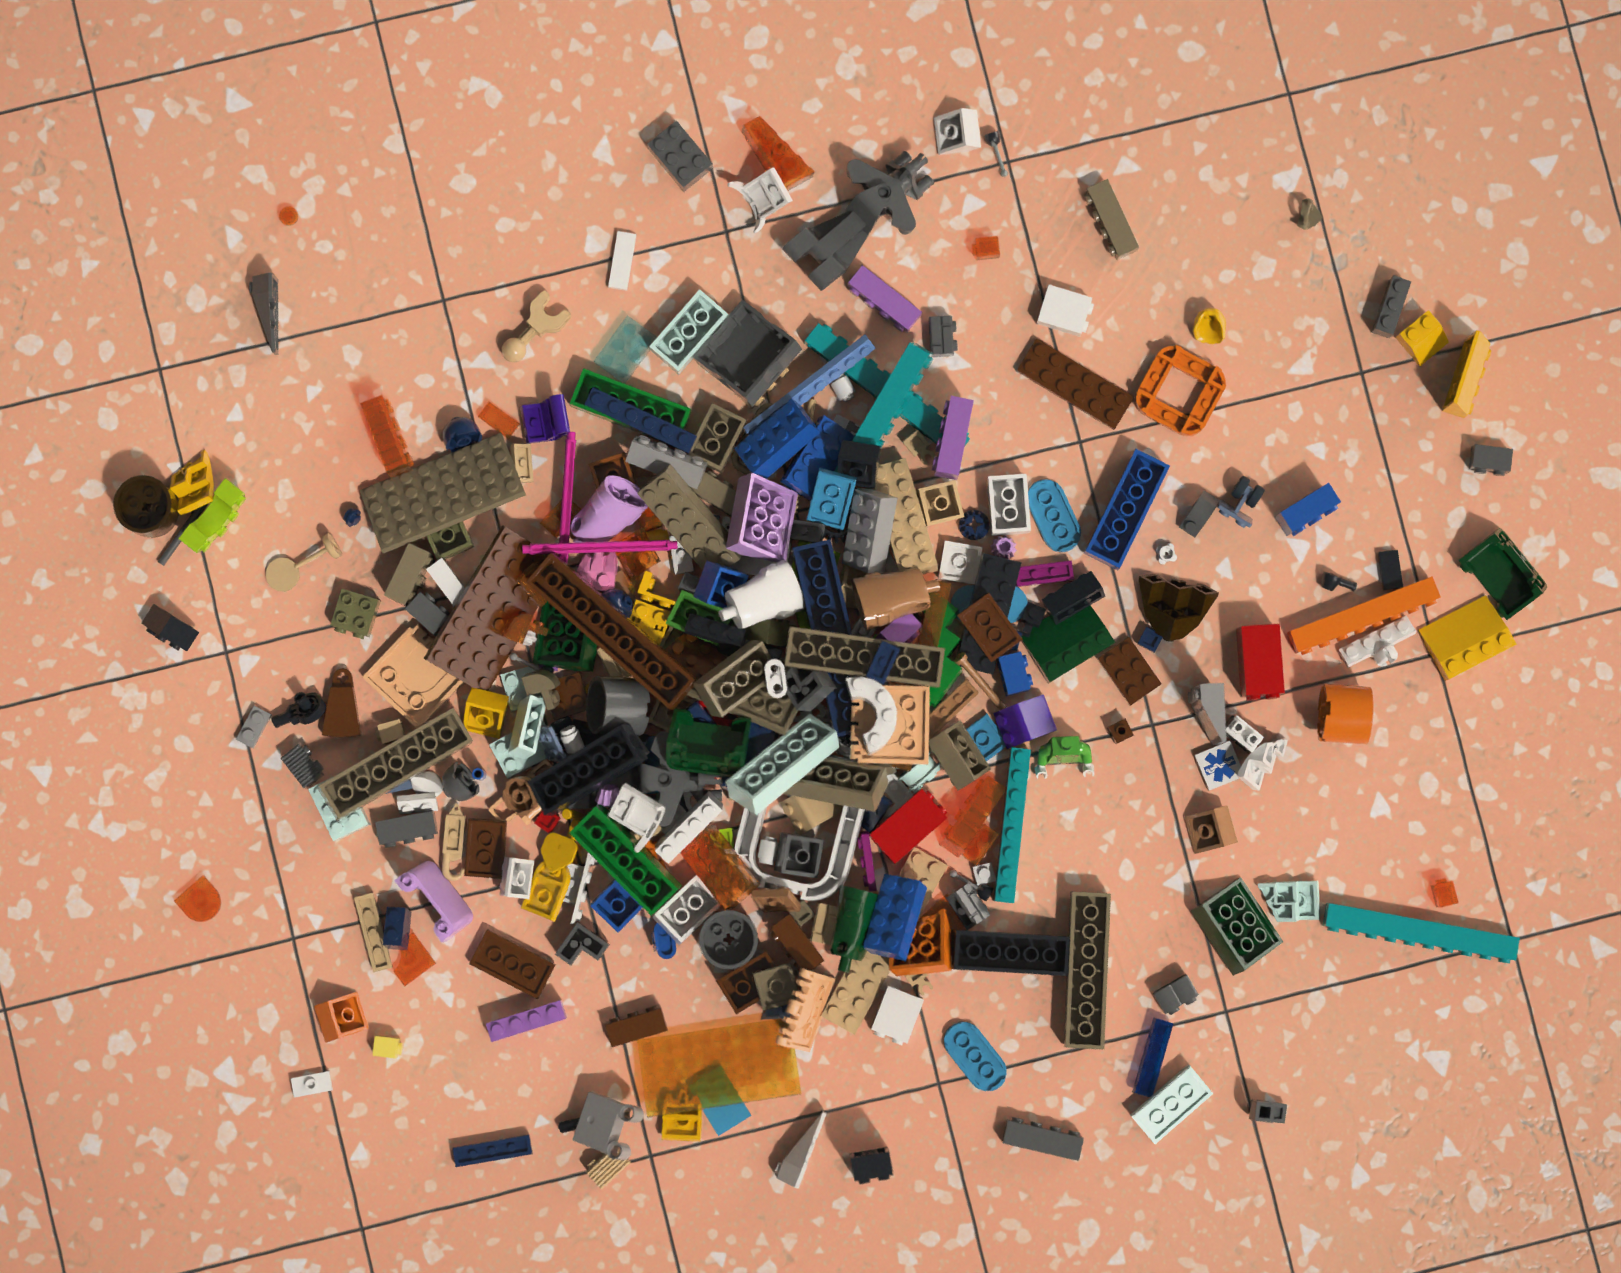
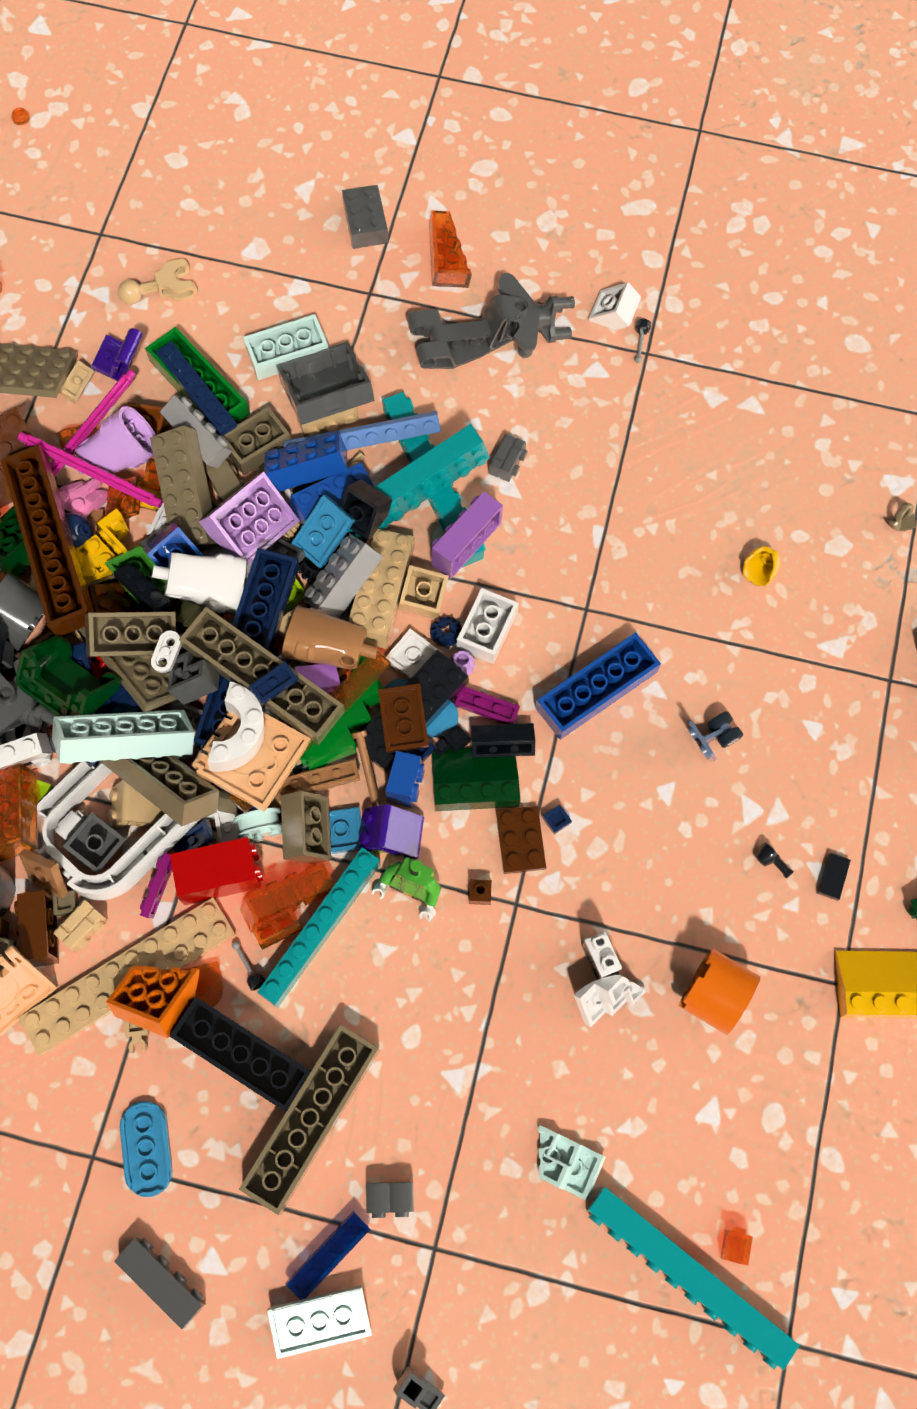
camera: 30 degrees right, 15 degrees down
(460, 433) = (39, 331): dark blue cylinder -> none
(498, 420) = (81, 341): clear orange tile -> none
(622, 261) = (267, 272): white tile -> none
(625, 350) = (222, 338): clear light blue plate -> none
(764, 194) = (417, 271): white piece -> none
(843, 388) = (394, 456): white brick -> none
(852, 925) = (102, 939): dark green torso -> none
(884, 299) = (473, 403): medium lavender brick -> none
(895, 917) = (145, 951): blue brick -> none
(897, 1015) = (92, 1058): white brick -> none
(917, 445) = (431, 533): tan plate -> none
(968, 906) = (229, 984): dark grey brick -> none
(984, 873) = (265, 961): white plate -> none
(986, 248) = (589, 407): clear orange brick -> none
(1053, 516) = (525, 661): dark azure tile -> none
(1065, 311) = (632, 490): white brick -> none
(1075, 384) = (609, 558): reddish brown plate -> none
(1112, 219) = (715, 437): dark tan brick -> none
(1171, 553) = (615, 742): white plate -> none
(1174, 606) = (598, 800): dark brown brick -> none
(1193, 366) = (683, 628): orange plate -> none
(1199, 514) = (665, 725): dark grey brick -> none
(1209, 708) = (581, 902): light grey slope -> none
(1211, 829) = (520, 1040): medium nougat slope -> none
(1218, 765) = (561, 979): white tile -> none
(1237, 926) = (493, 1159): dark green slope -> none
(1260, 661) = (657, 894): red brick -> none
(1308, 510) = (777, 773): blue brick -> none
(1363, 615) = (787, 906): orange brick -> none
(1378, 643) = (788, 942): white plate -> none

